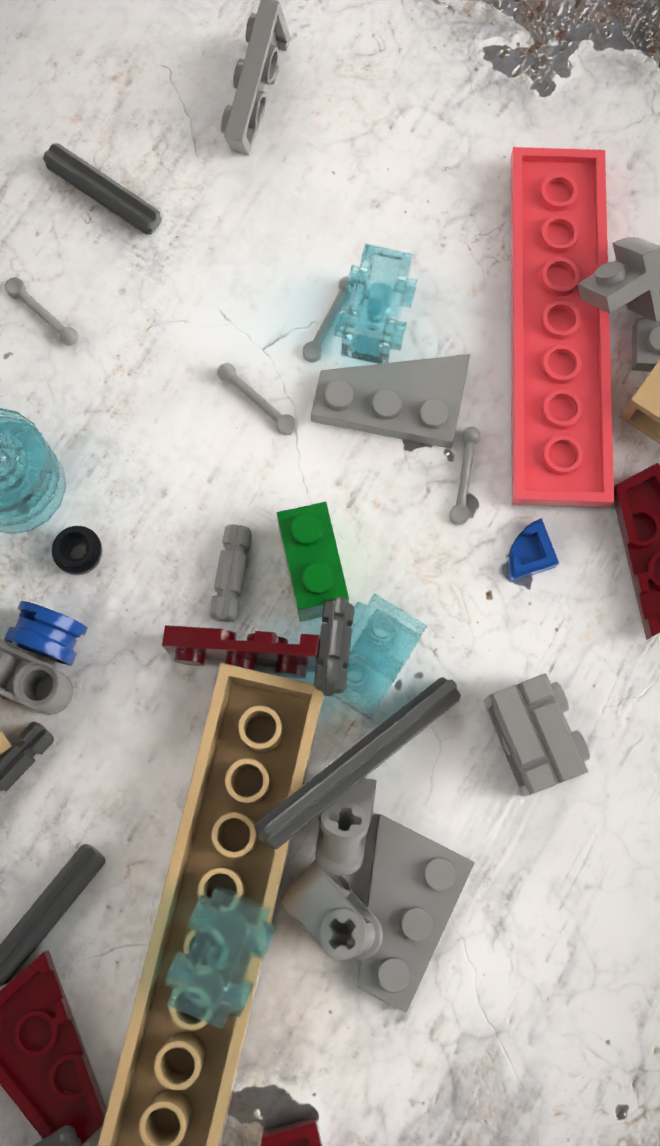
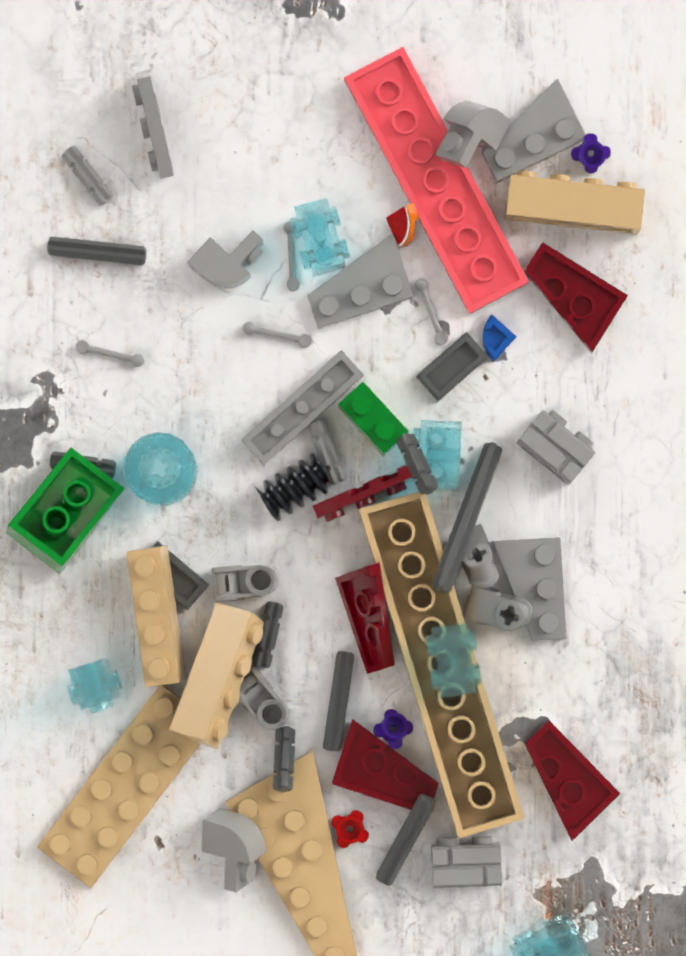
camera: 30 degrees left, 10 degrees up
(46, 633) = (244, 548): blue wheel -> none
(67, 540) = (222, 480): black plate -> none
(108, 1003) = (395, 719): none -> dark purple plate
(145, 104) = (87, 175): none -> light grey axle
(150, 819) = (367, 613): none -> dark red wing
(157, 593) = (294, 487): none -> black piece
(229, 499) = (302, 407): none -> light grey plate
(244, 286) = (226, 269): none -> light grey brick
(453, 557) = (452, 366): none -> dark grey tile
(488, 348) = (402, 224): none -> tile

